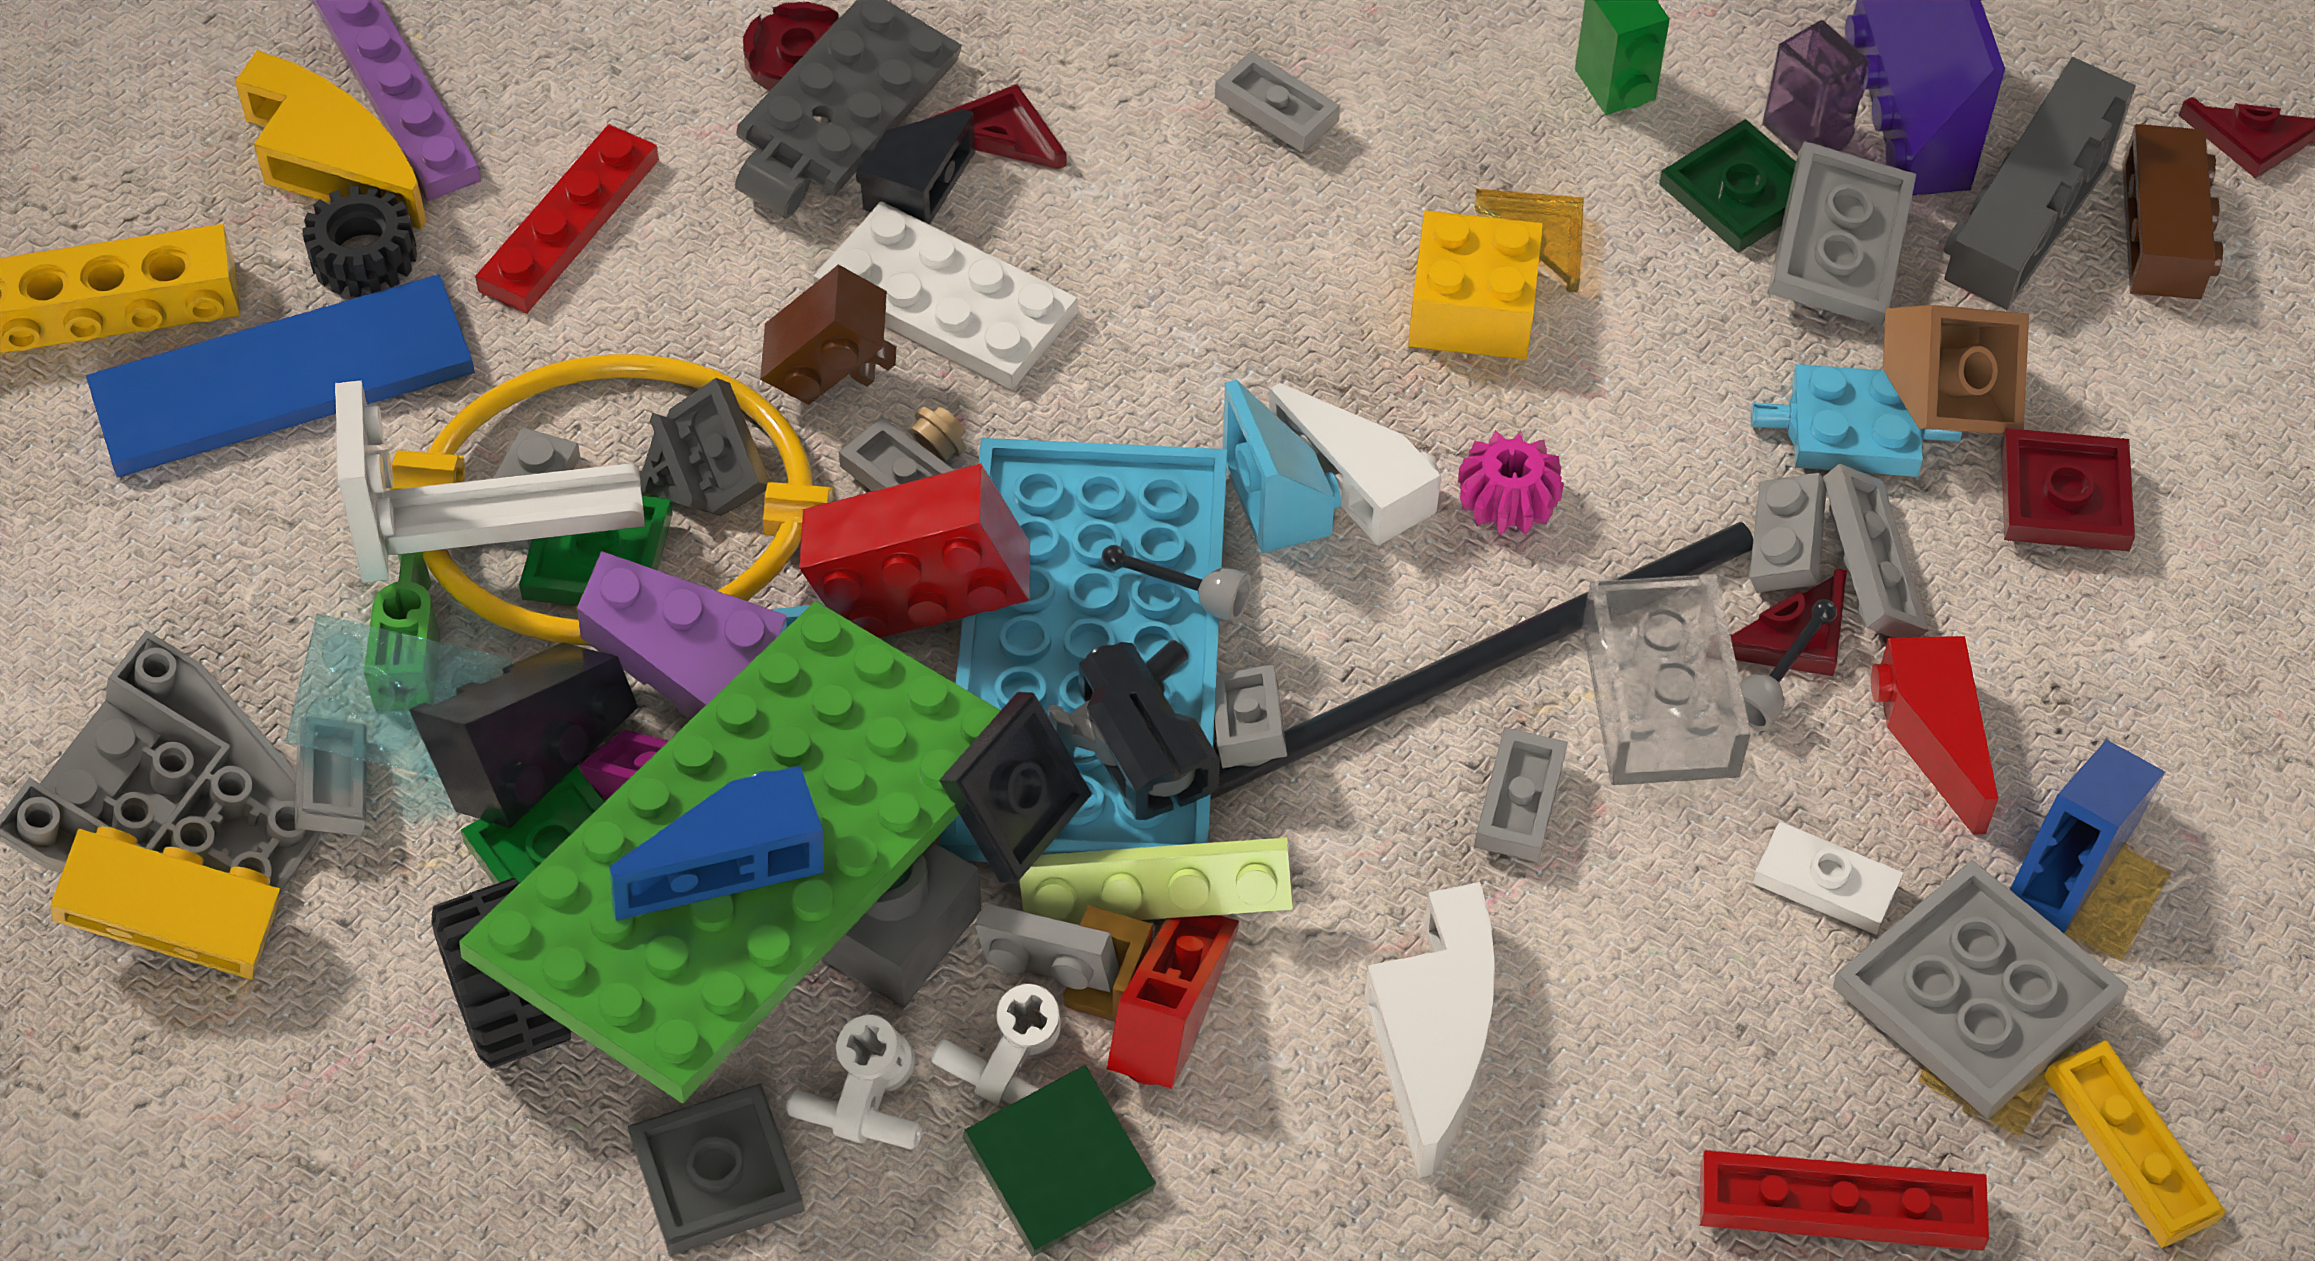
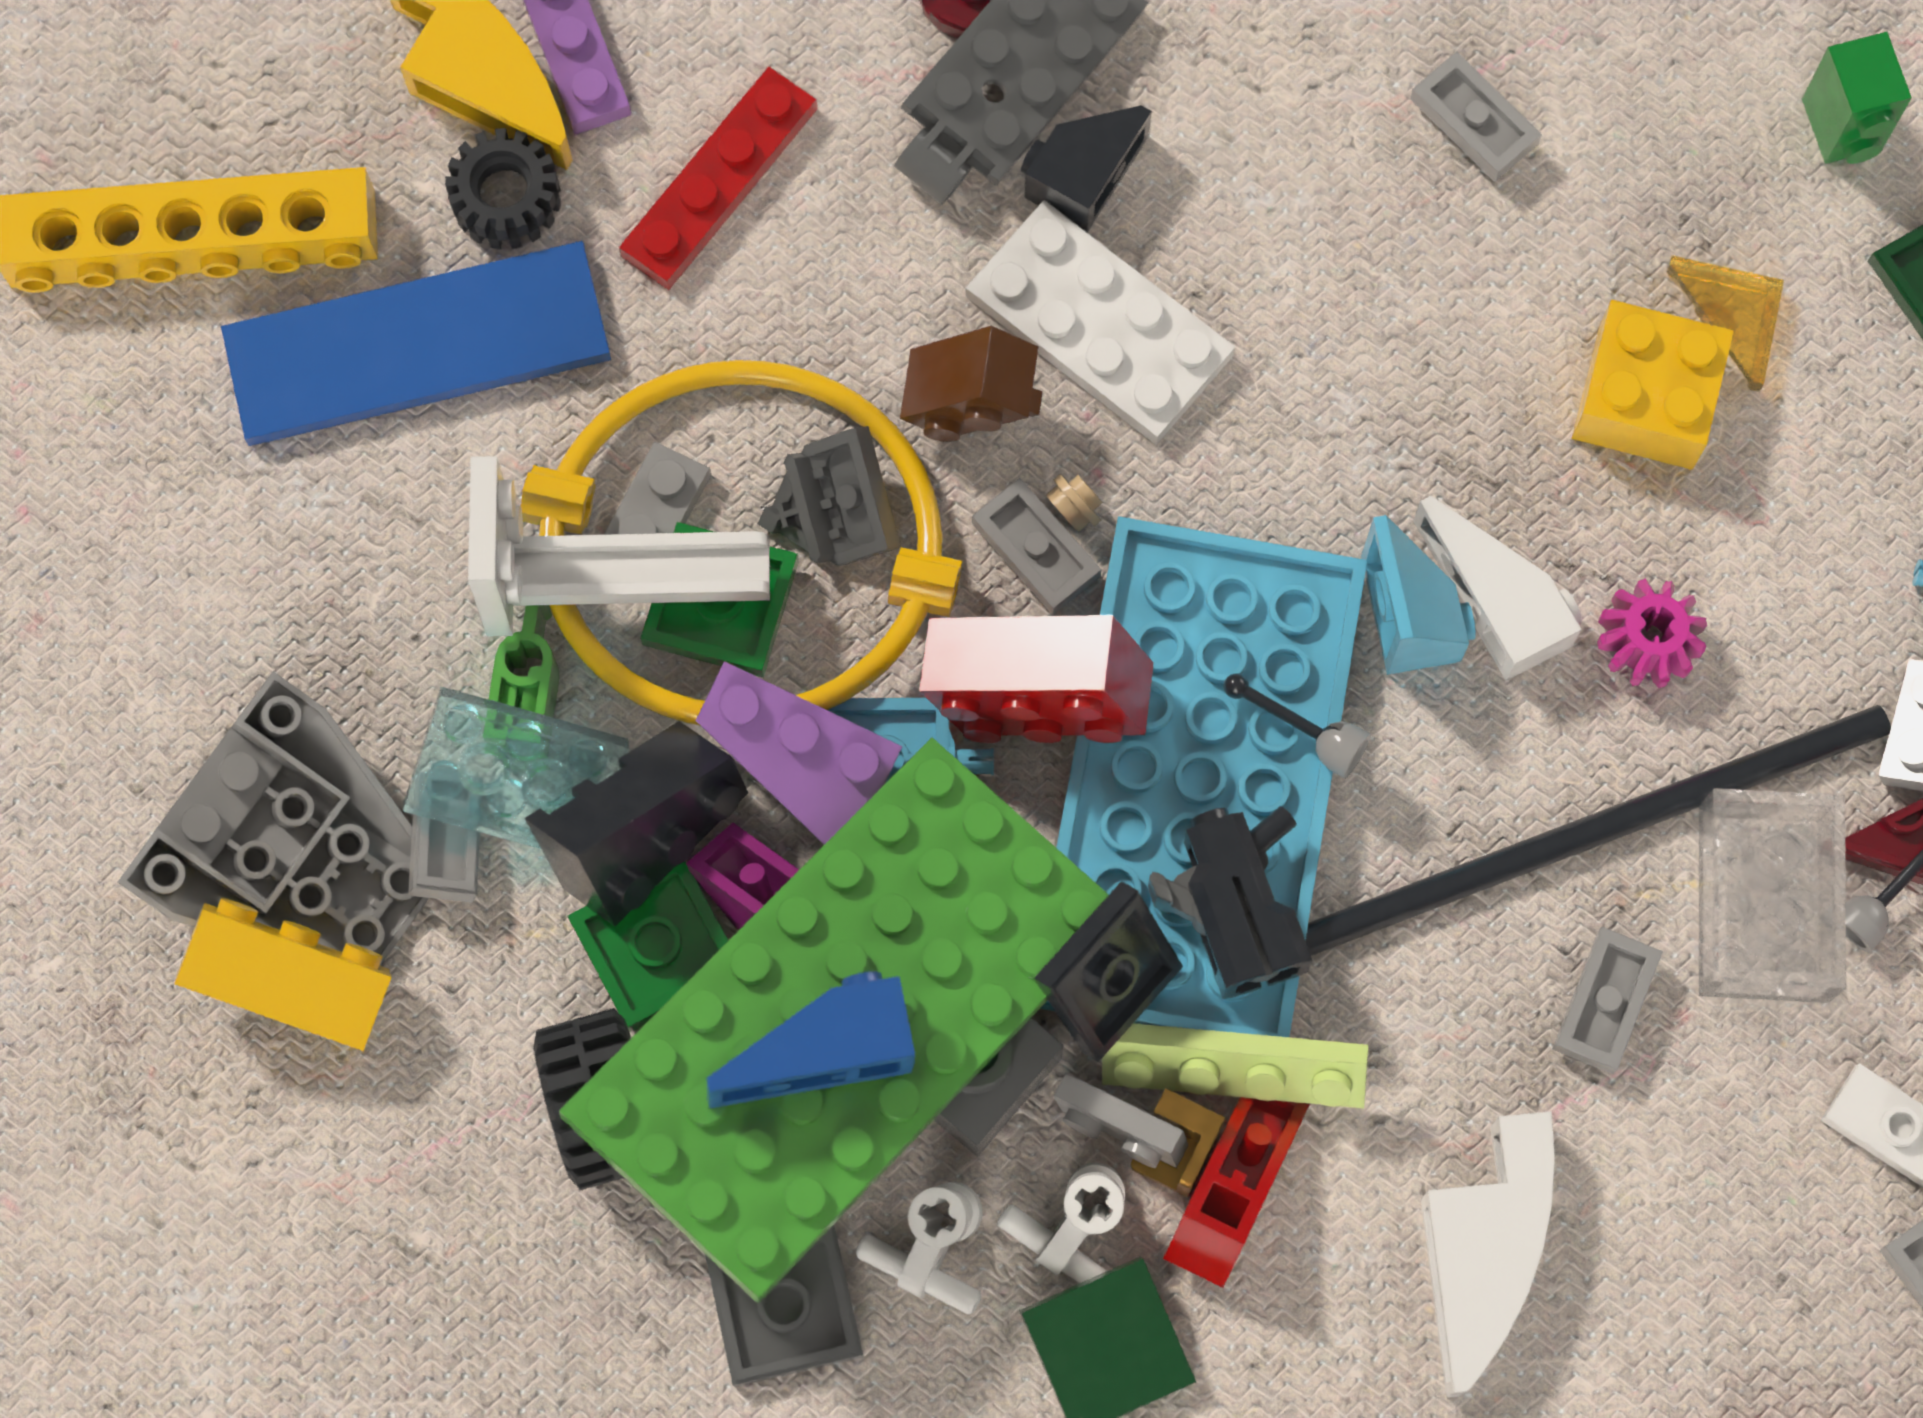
camera: 10 degrees right, 20 degrees up
(1013, 129) = (1183, 112): dark red tile -> none
(1249, 717) = (1349, 885): light grey plate -> none

